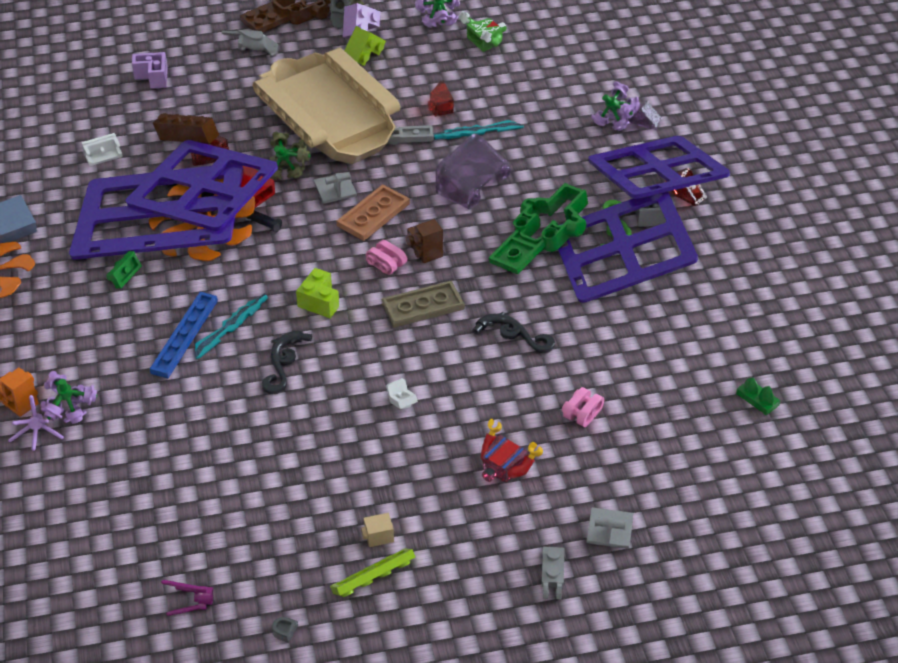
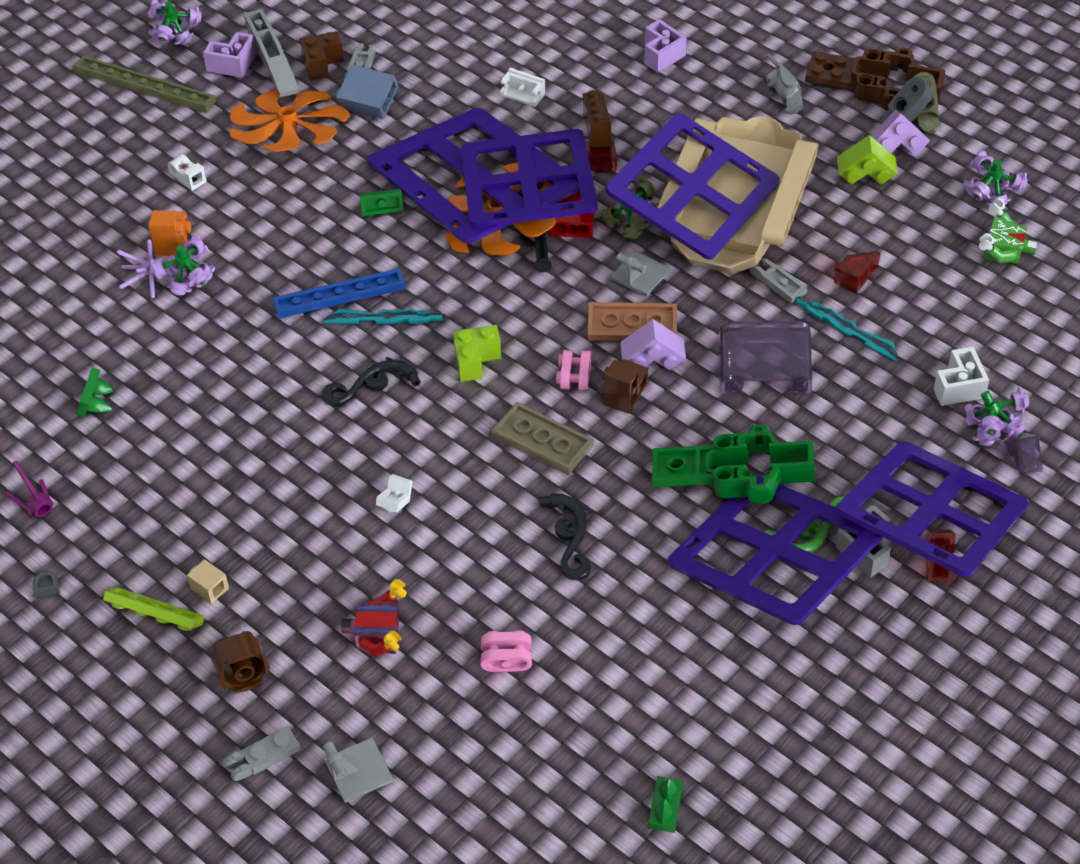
camera: 55 degrees right, 5 degrees up
(125, 516) = (92, 402): none -> green tile
(313, 113) = (692, 185): none -> dark purple window
(409, 211) = (652, 344): none -> lavender brick
(472, 541) = (239, 662): none -> reddish brown brick
(572, 105) = (962, 380): none -> white brick

